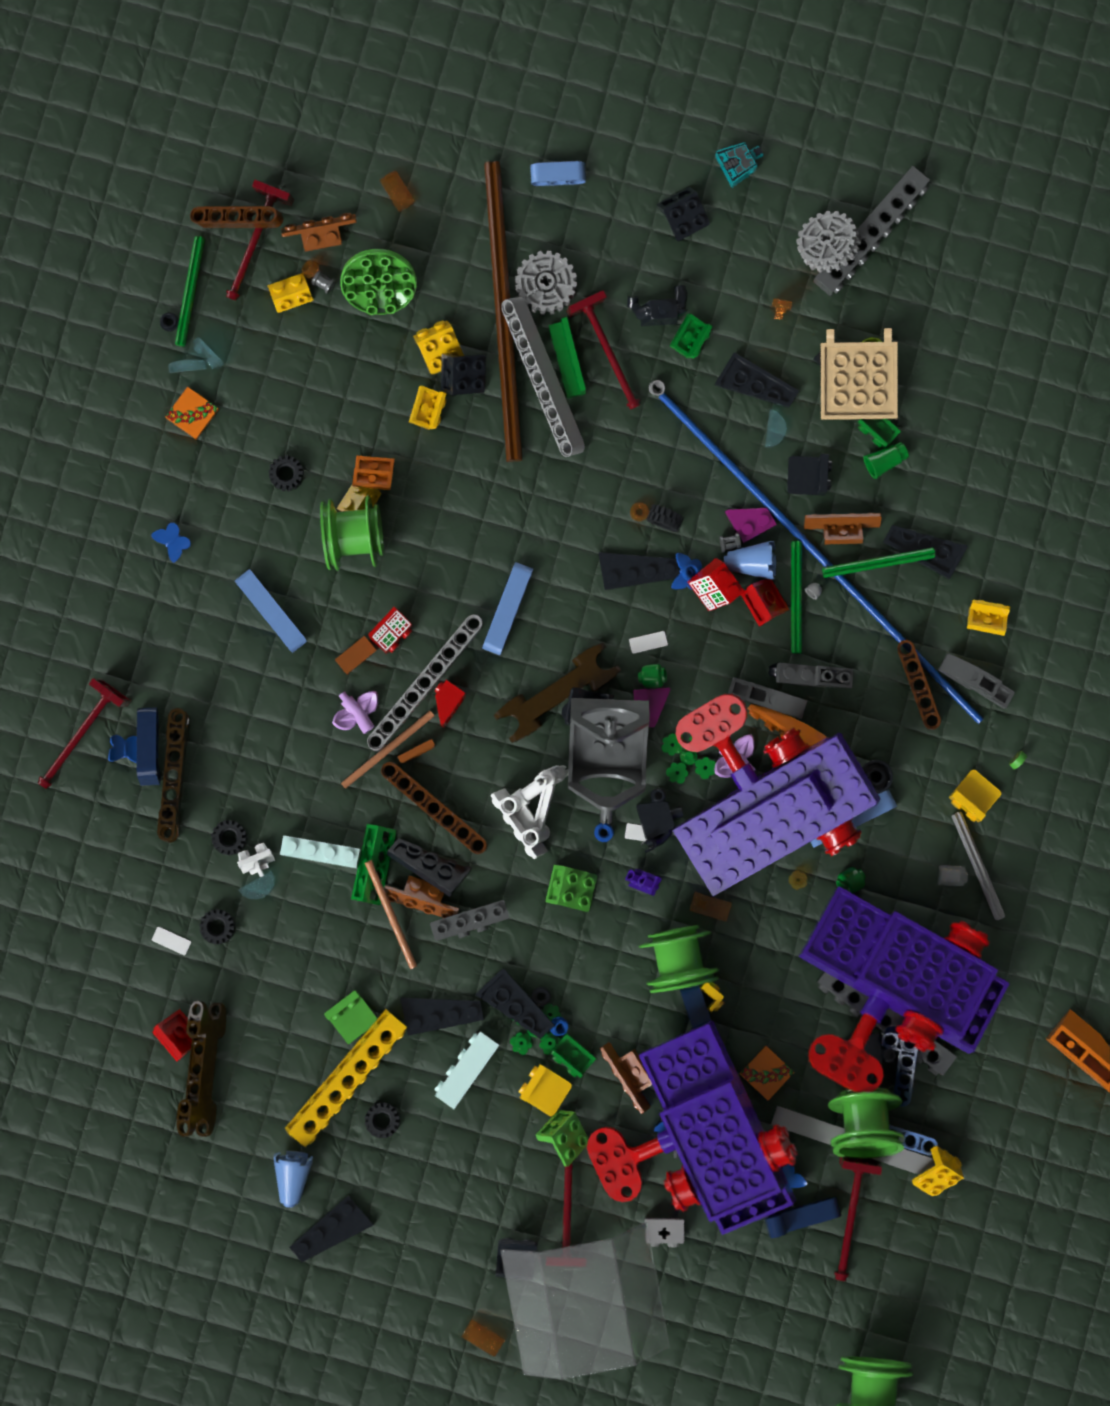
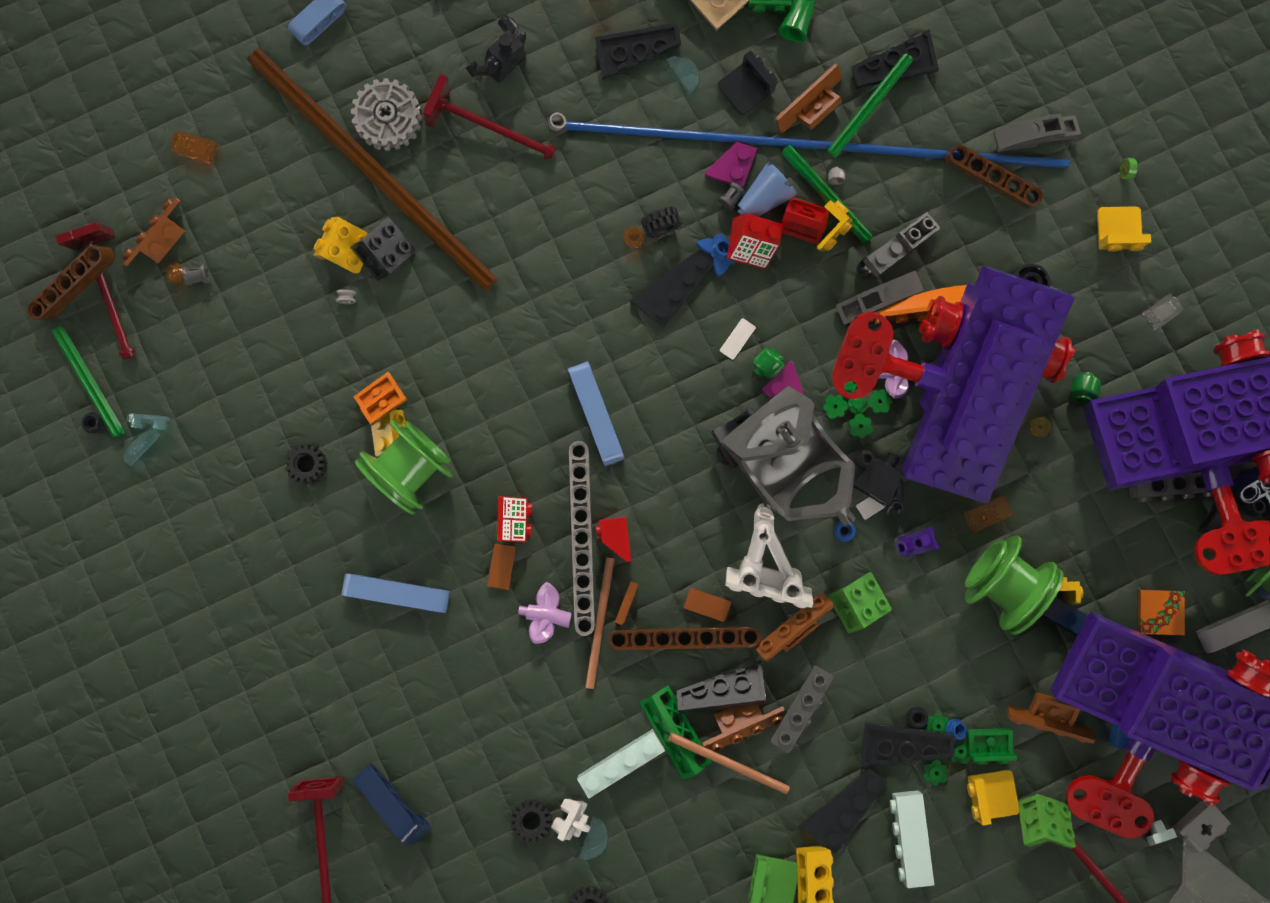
camera: 35 degrees left, 0 degrees up
(123, 748) = (369, 828): blue animal -> none
(172, 540) = (257, 607): blue animal -> none
(173, 729) = (461, 858): dark brown piece -> none
(192, 413) = (180, 483): orange tile -> none
(290, 293) = (176, 309): yellow bracket -> none
(378, 281) = (240, 232): bright green bracket -> none
(410, 383) = (346, 296): none -> light grey bush
(427, 408) = (379, 304): yellow bracket -> none
(469, 800) = (707, 604): none -> dark orange tile
(512, 866) = (795, 628): none -> dark orange bracket
(529, 711) = (691, 484): dark brown piece -> none
(543, 376) = (452, 193): light grey beam -> none
(567, 359) = (461, 161): green fence -> none
(631, 1213) = (1160, 834): none -> light aqua tile
(691, 336) = (548, 55): green bracket -> none
(787, 623) = (842, 227): none -> yellow bracket
(978, 866) = (1175, 284): light grey axle -> none
(988, 617) = (998, 73): yellow bracket -> none

